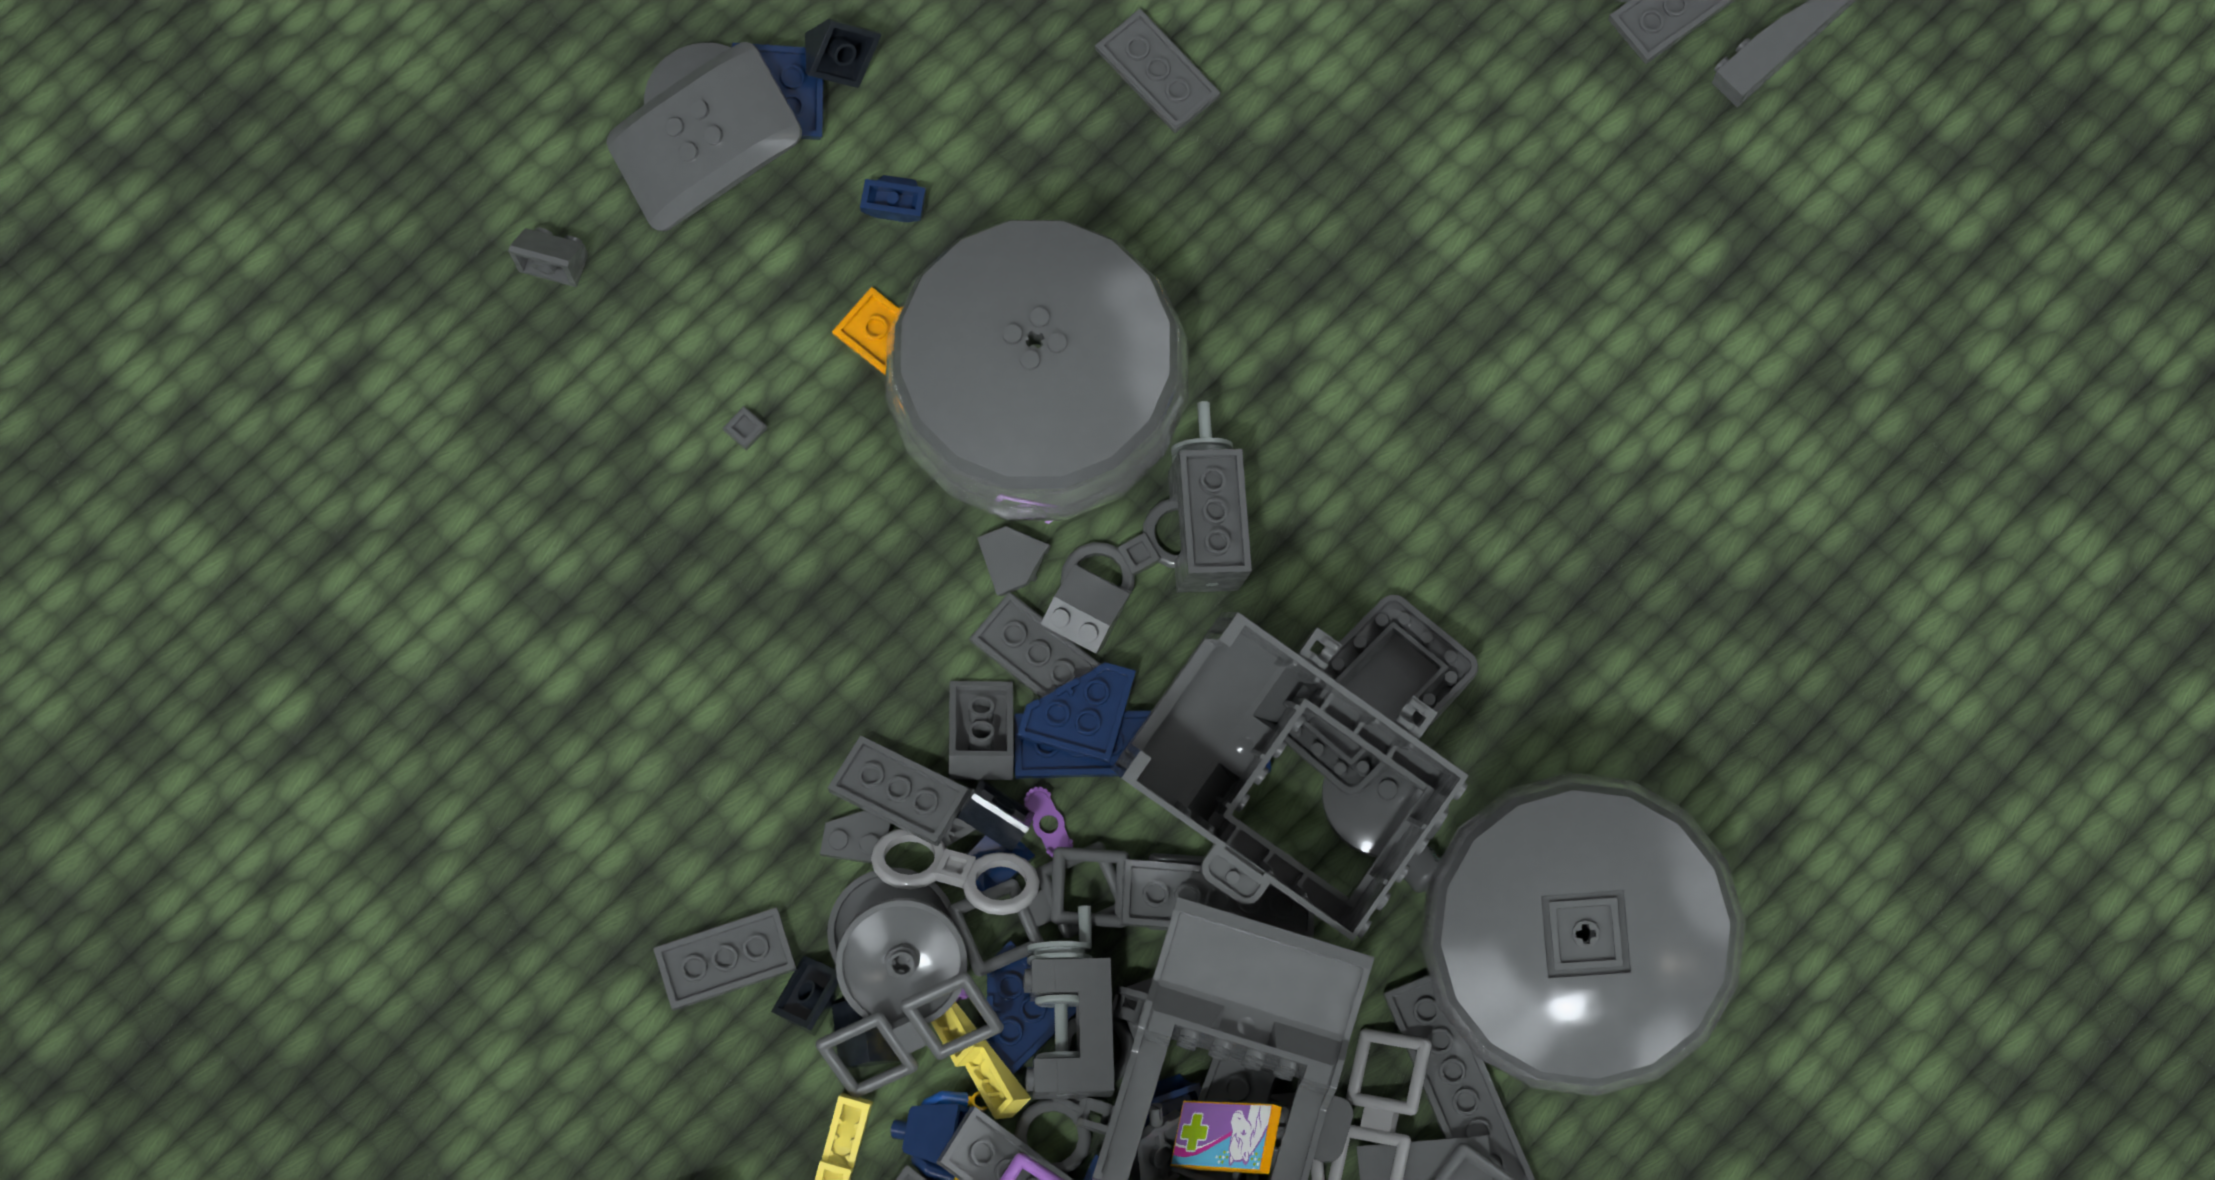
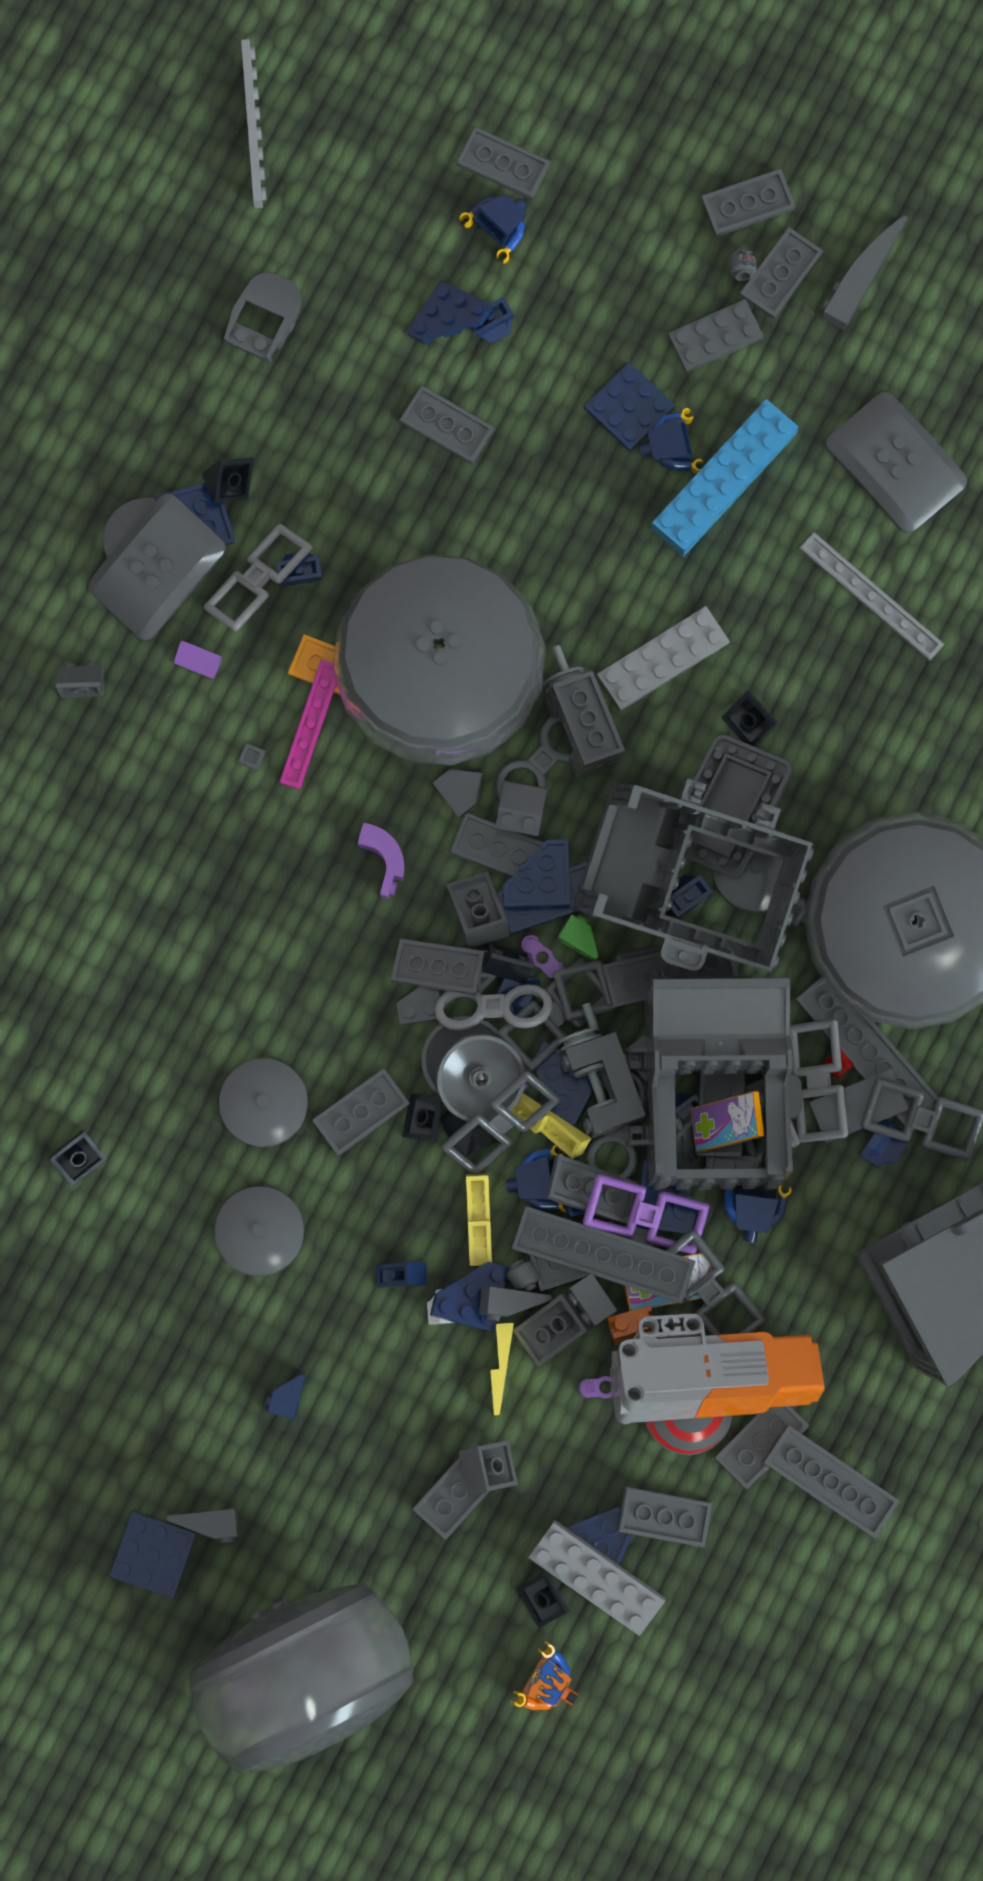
camera: 20 degrees left, 5 degrees up
(314, 896) = (77, 1158): none -> black slope
(528, 1080) = (259, 1231): none -> dark grey dish
(596, 903) = (263, 1102): none -> dark grey dish
(717, 277) = (197, 659): none -> medium lavender slope
(833, 191) = (257, 577): none -> light grey bar
(833, 414) = (309, 726): none -> dark pink tile
(880, 598) = (382, 843): none -> medium lavender arch
(1108, 810) = (579, 937): none -> bright green slope
(1278, 800) = (689, 894): none -> dark blue slope
(1349, 467) = (663, 658): none -> light grey plate
(1411, 120) = (629, 406): none -> dark blue plate
(1425, 1110) = (846, 1065): none -> red tile
(1442, 586) = (749, 719): none -> black slope
(1452, 183) = (671, 443): none -> dark blue torso
(1510, 251) = (724, 478): none -> dark azure brick
(1559, 62) = (715, 335): none -> dark grey plate
(1665, 472) = (871, 596): none -> light grey tile
(1755, 302) = (896, 462): none -> dark grey wedge

